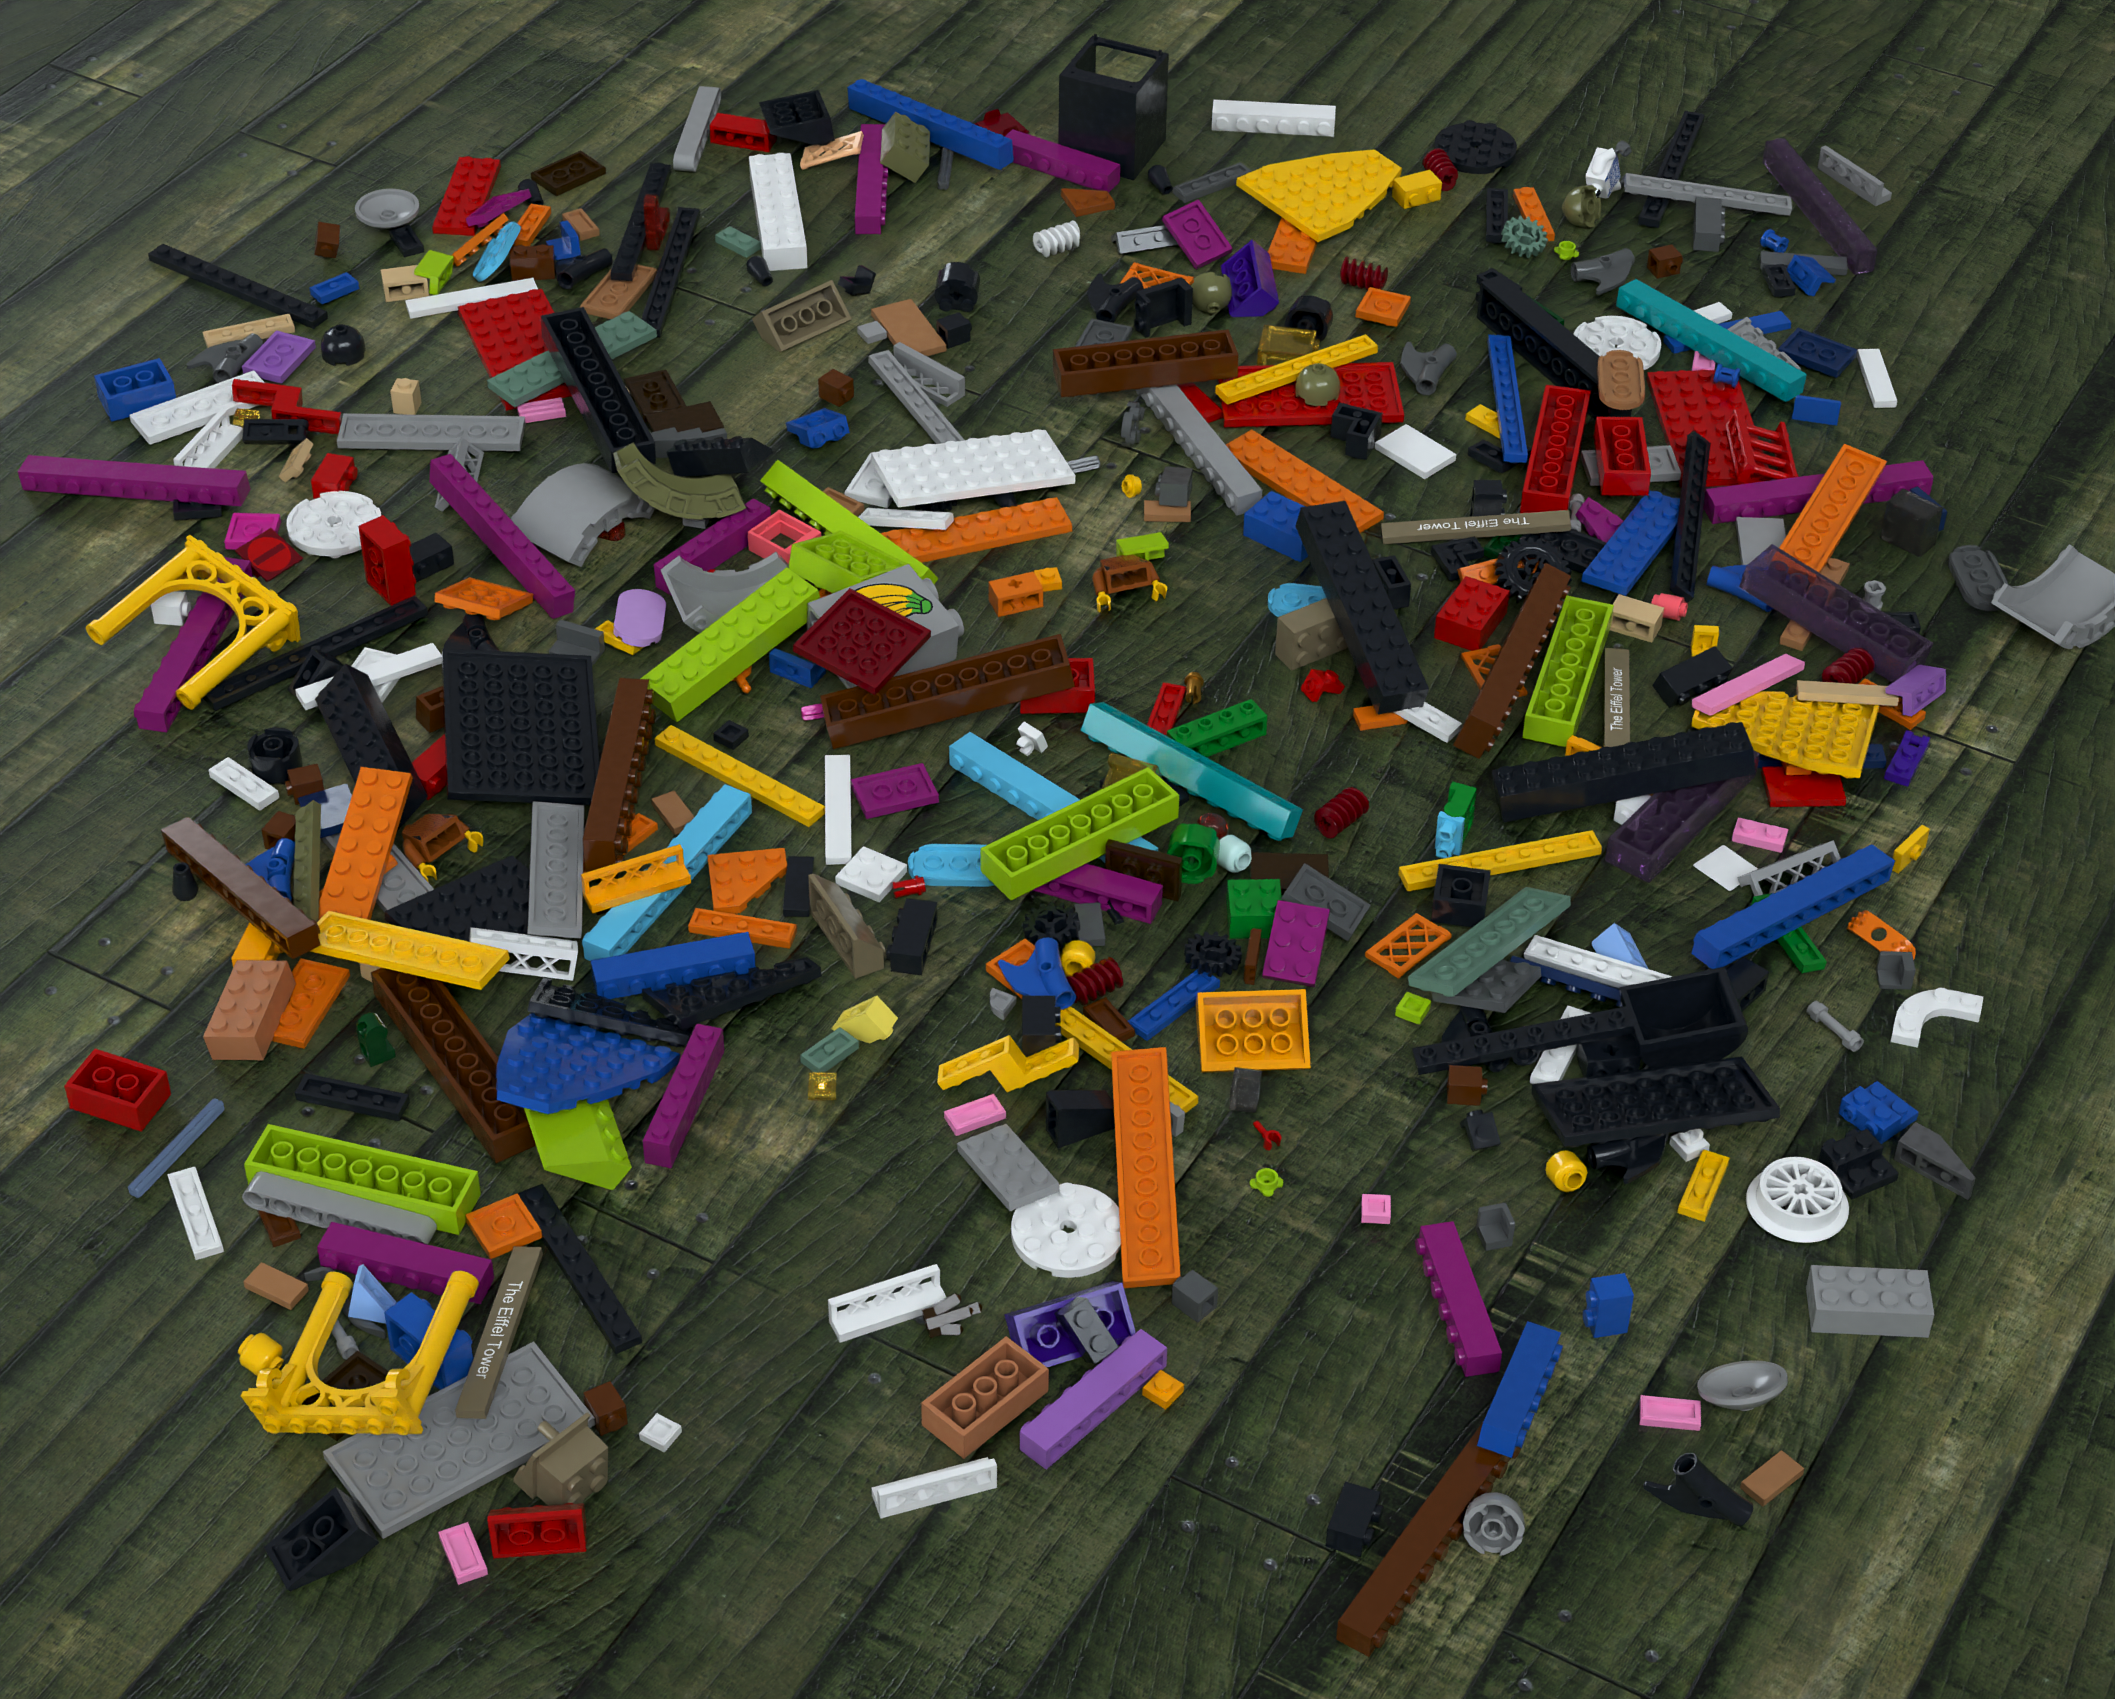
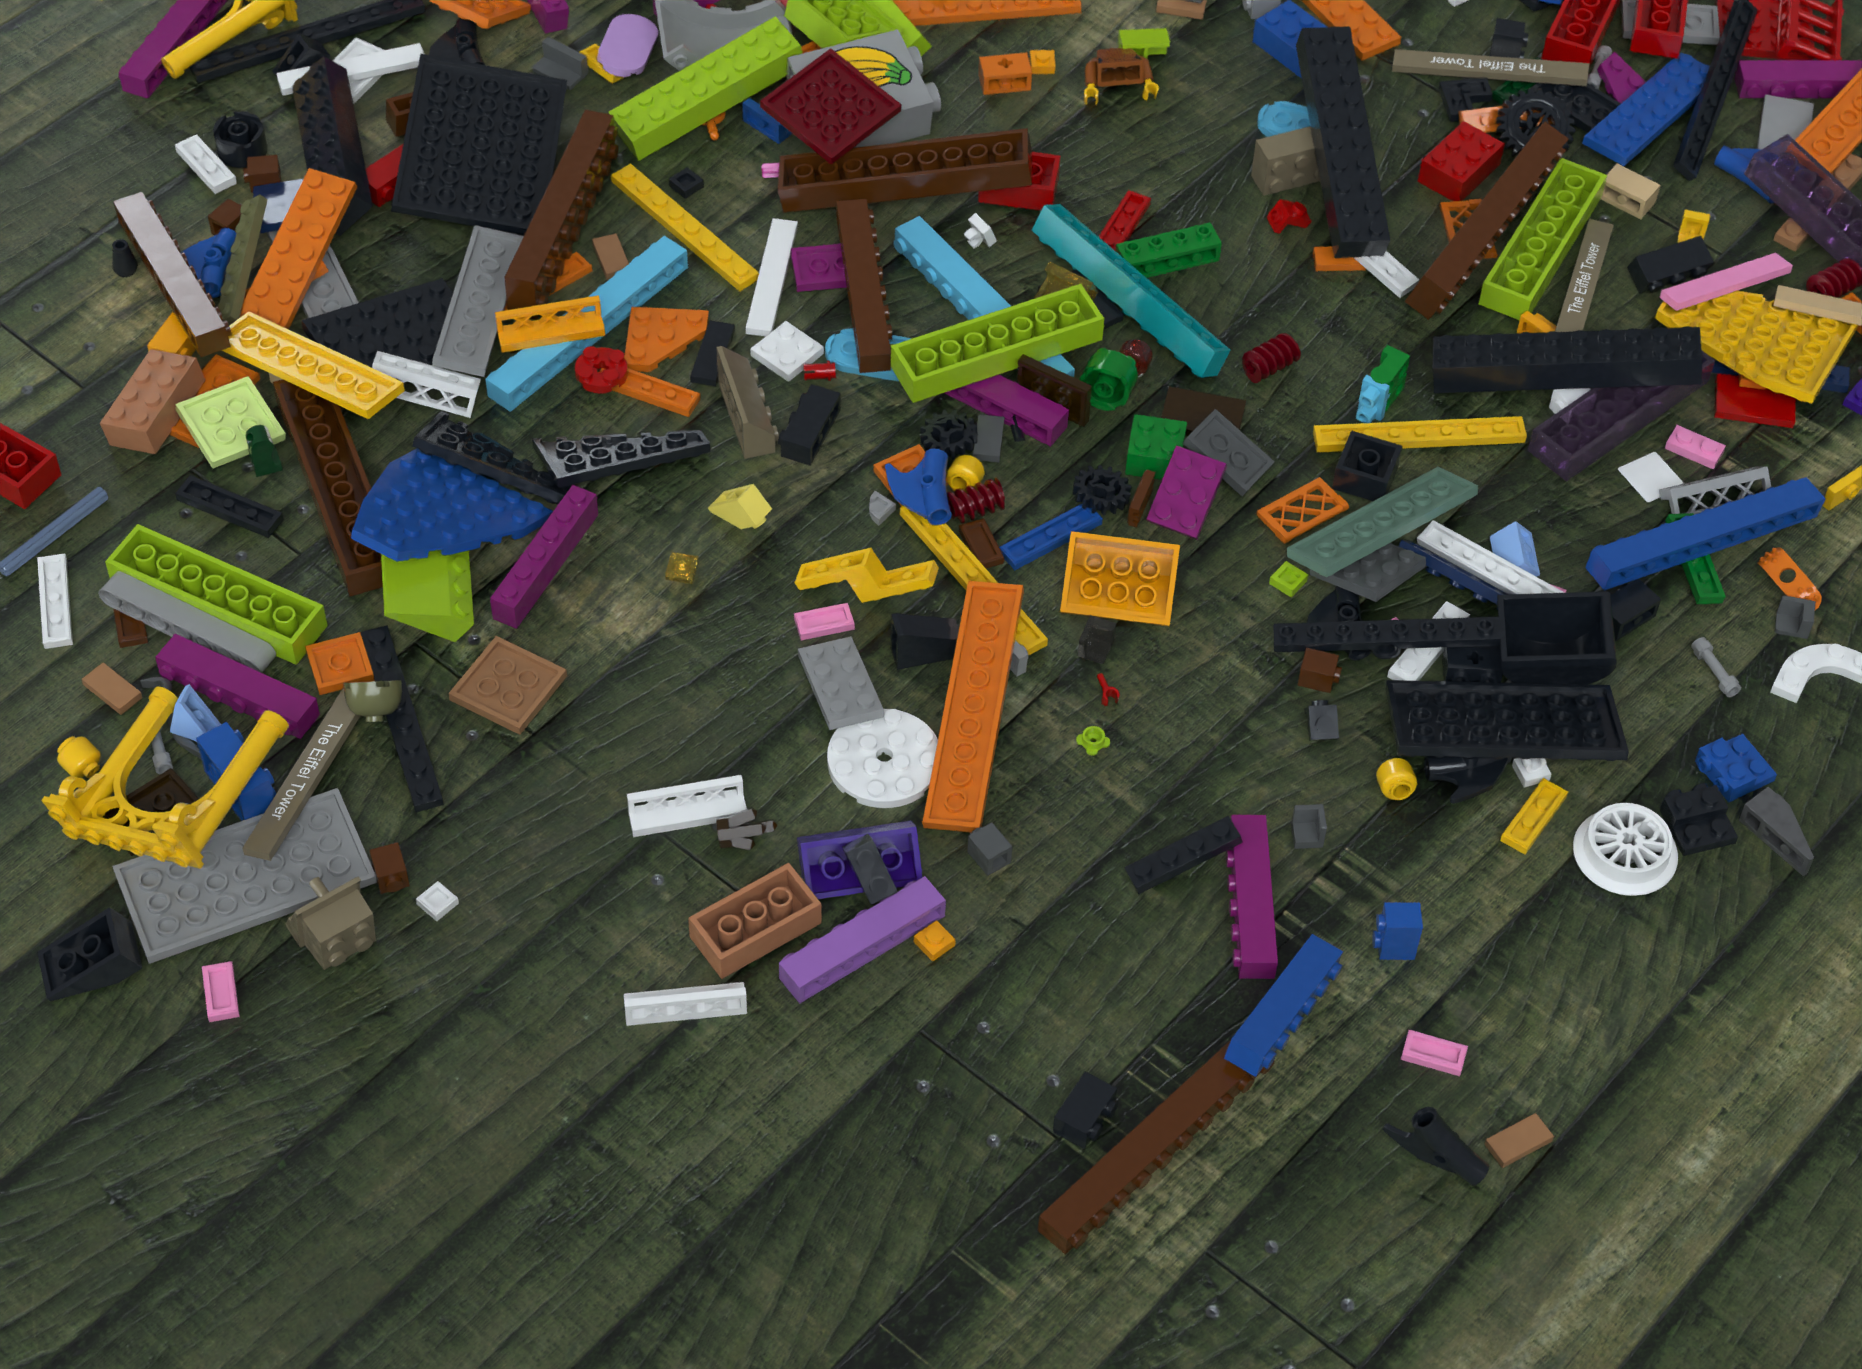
camera: 10 degrees right, 10 degrees up
(328, 1017) = (222, 418): none -> yellowish green plate
(434, 836) = (369, 248): dark orange torso -> none
(537, 1530) = (293, 981): red slope -> none
(550, 1250) = (373, 698): none -> olive cylinder
(676, 964) = (567, 418): blue brick -> none
(678, 1220) = (507, 685): none -> medium nougat plate
(701, 905) = (596, 358): none -> red plate
(829, 1051) = (698, 532): sand green plate -> none
(933, 802) = (864, 286): none -> reddish brown brick
(1039, 1024) = (906, 539): black brick -> none
(1193, 682) = (1159, 195): pearl gold pin -> none
(1234, 854) = (1150, 385): light aqua head -> none
(1376, 1208) = (1194, 787): bright pink plate -> none
(1383, 1270) = (1183, 854): none -> black plate
(1394, 581) = (1386, 116): black brick -> none
(1494, 1523) = (1222, 1140): light grey cylinder -> none
(1673, 605) = (1671, 183): coral brick -> none
(1742, 1384) = (1513, 1037): light grey dish -> none
(1869, 1301) = (1669, 970): light grey brick -> none

